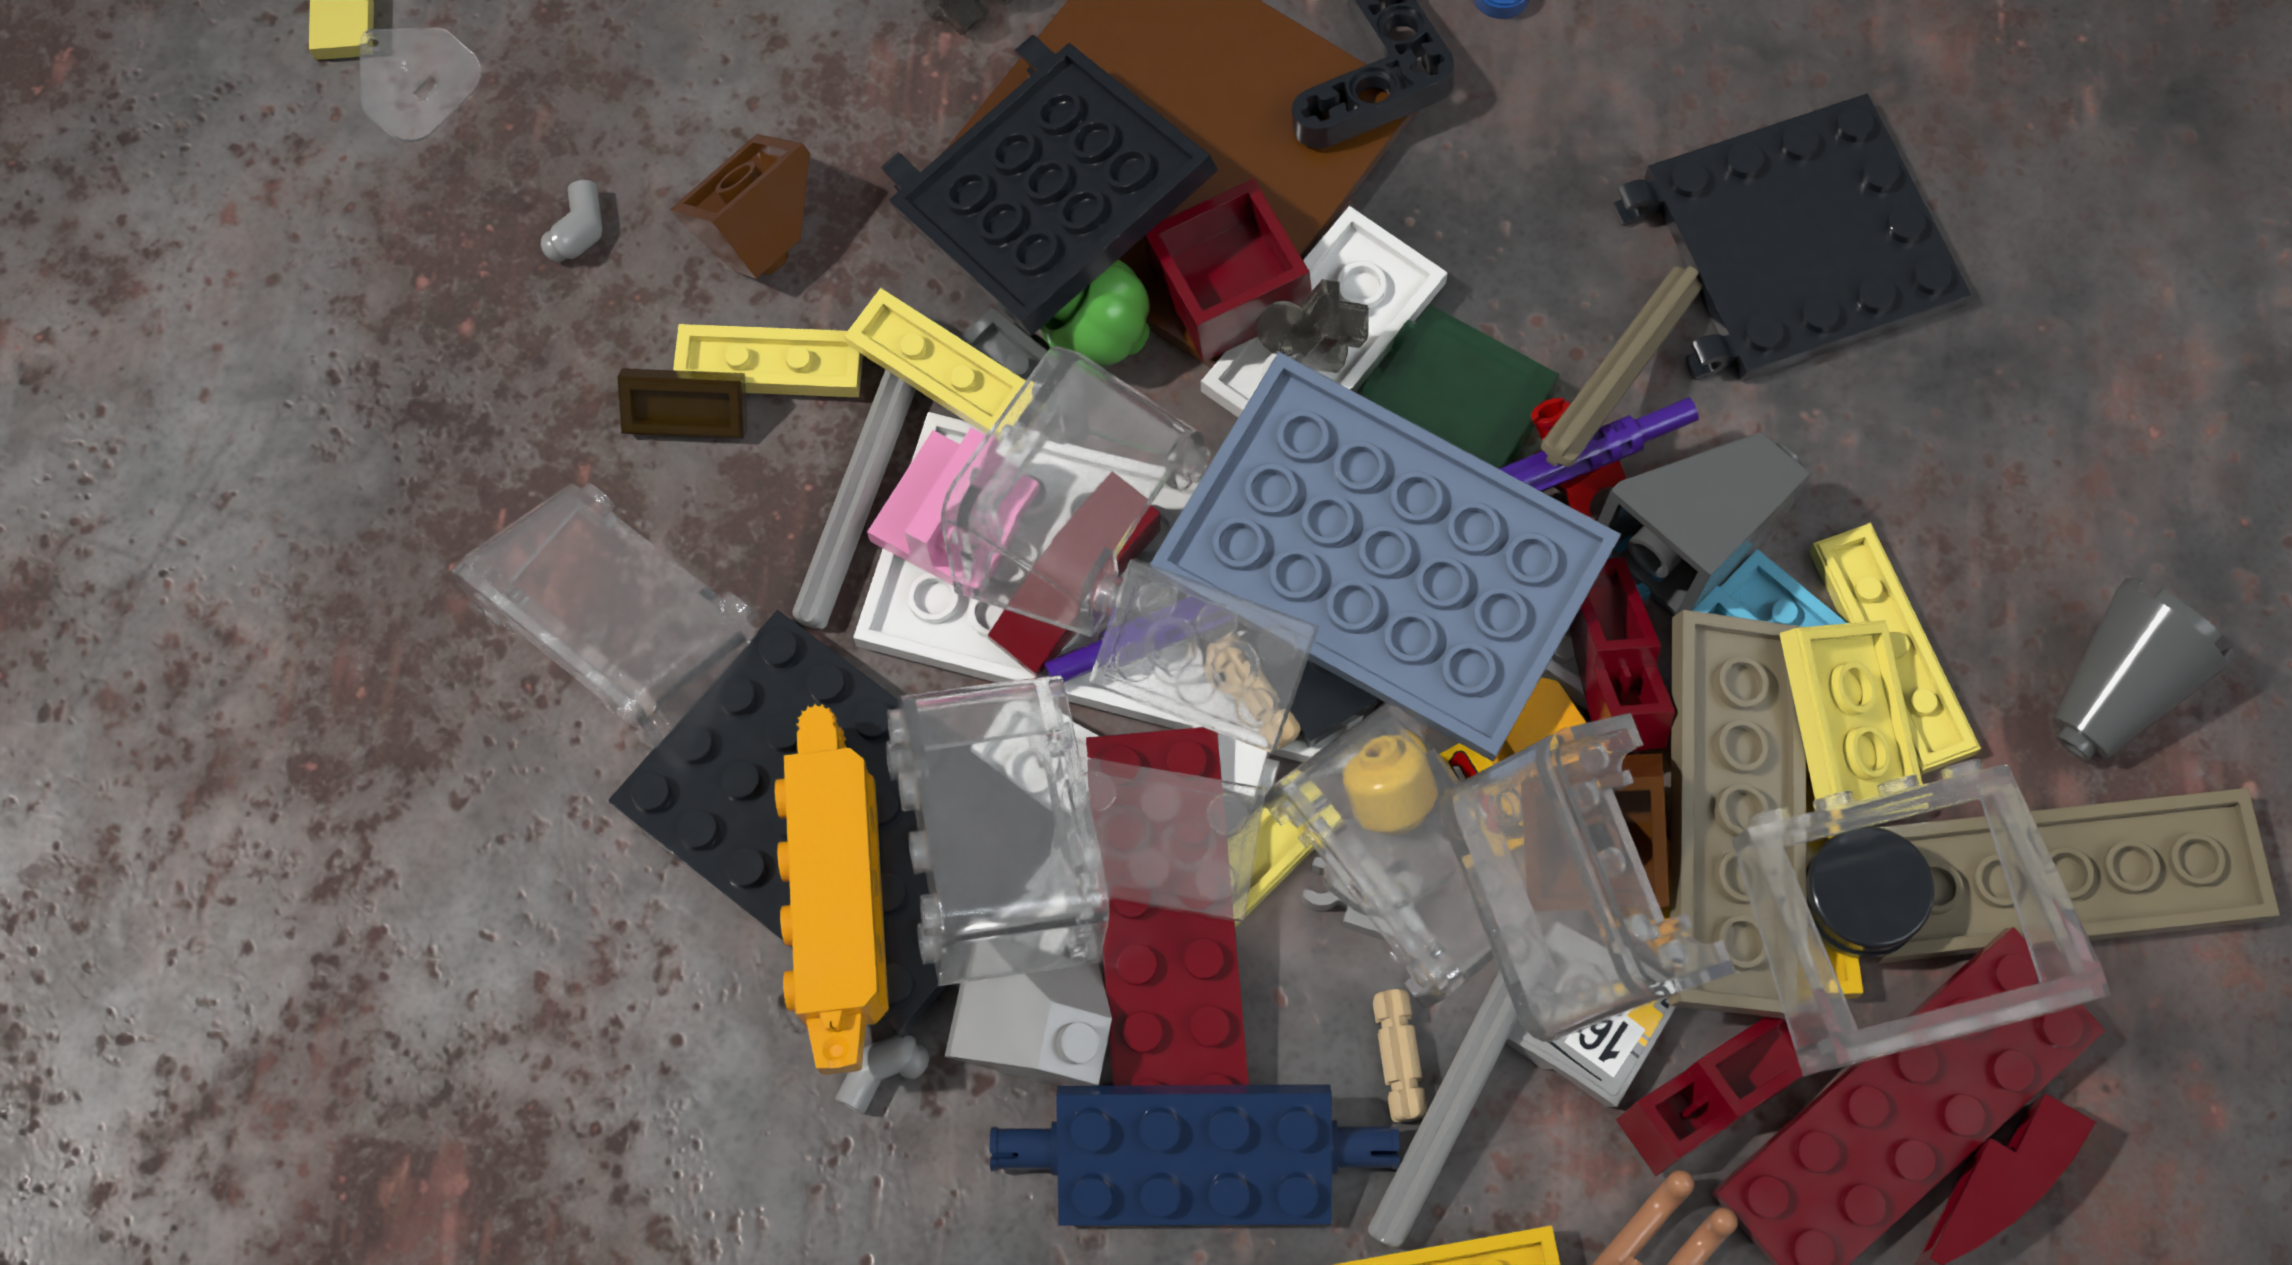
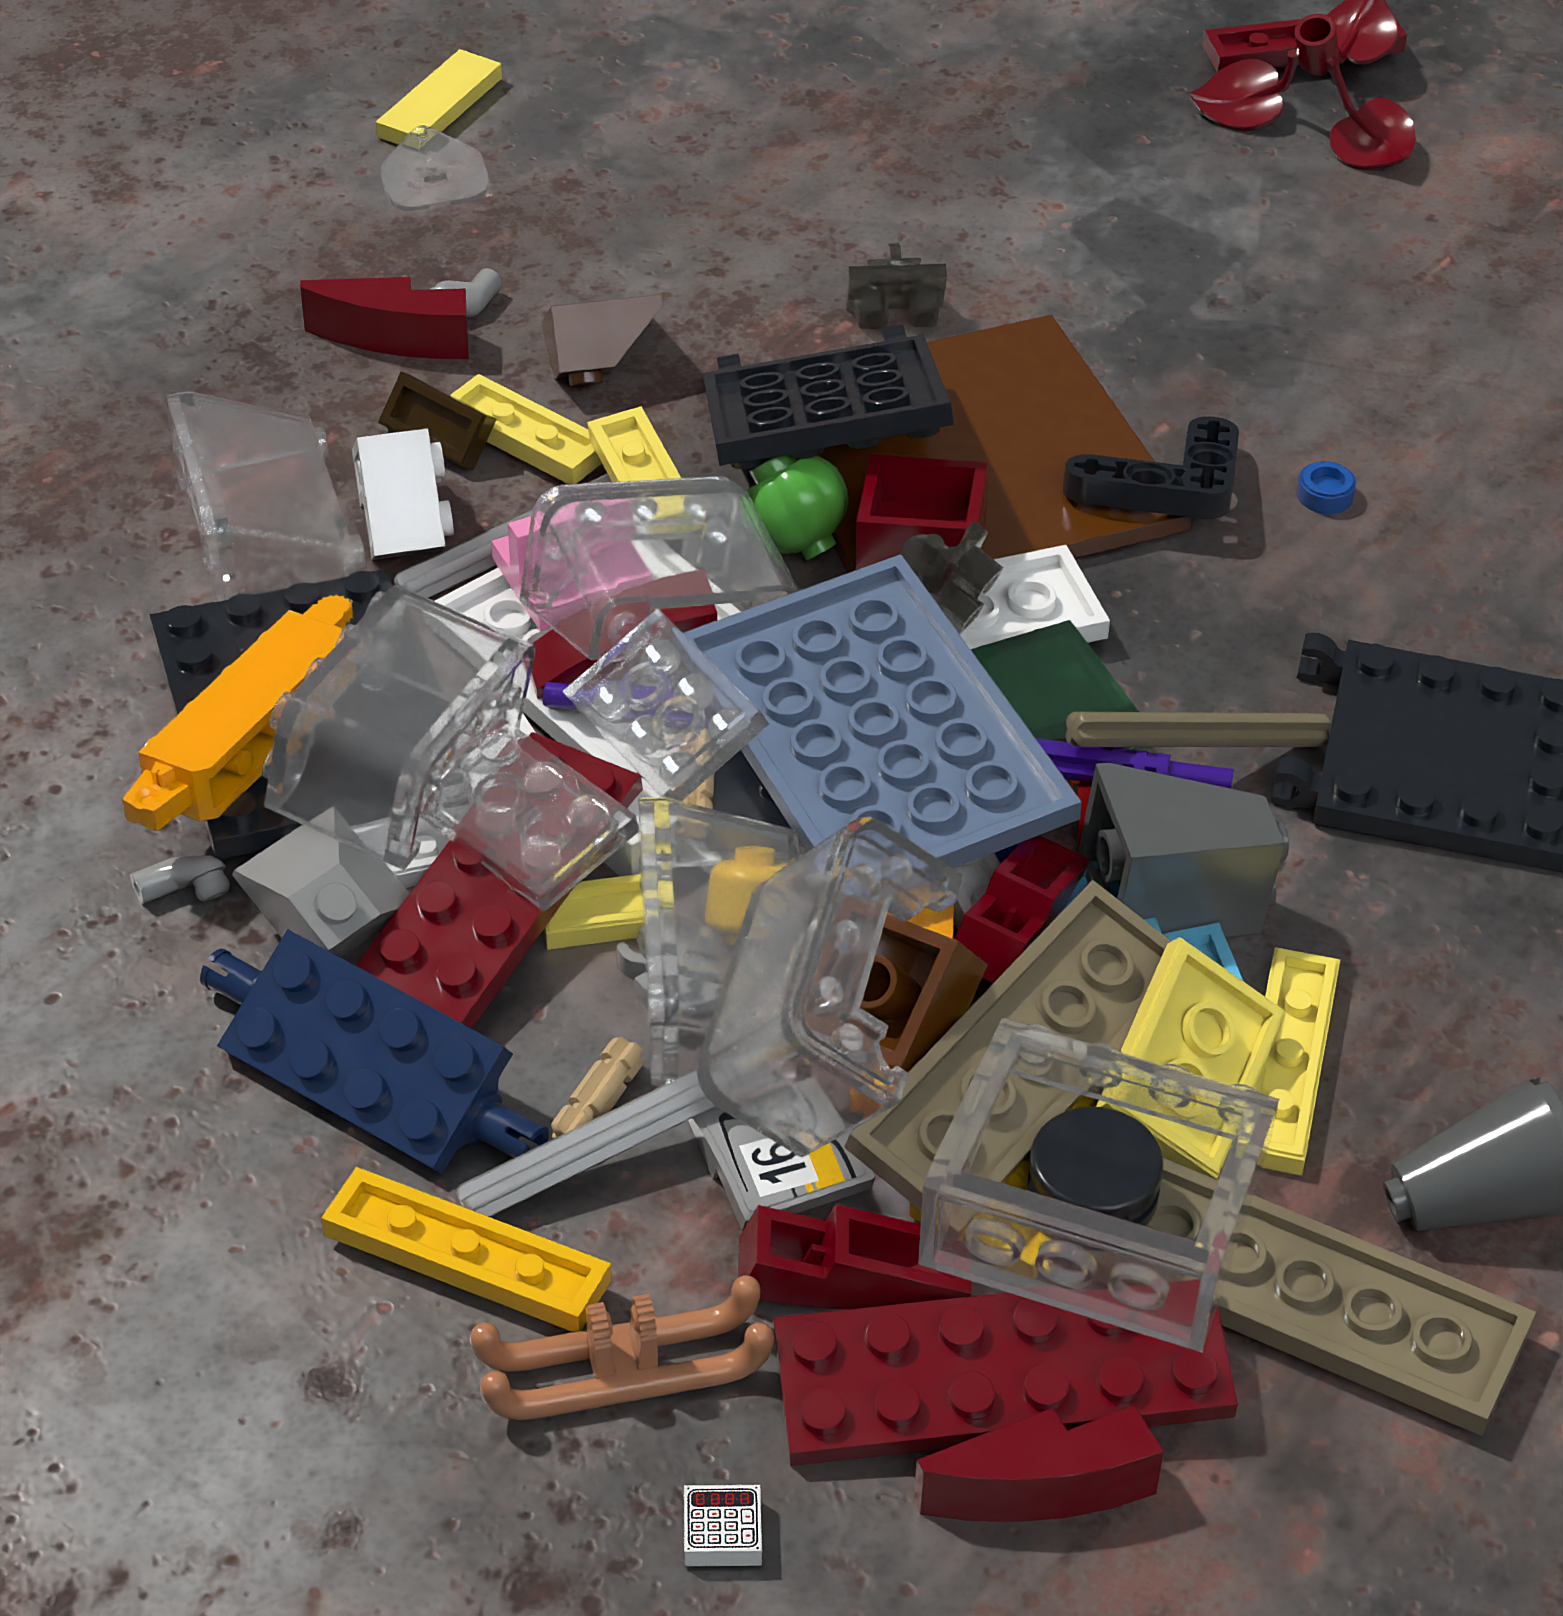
camera: 30 degrees right, 25 degrees down
(534, 301) = (388, 316): none -> dark red slope
(734, 521) = (400, 493): none -> white brick

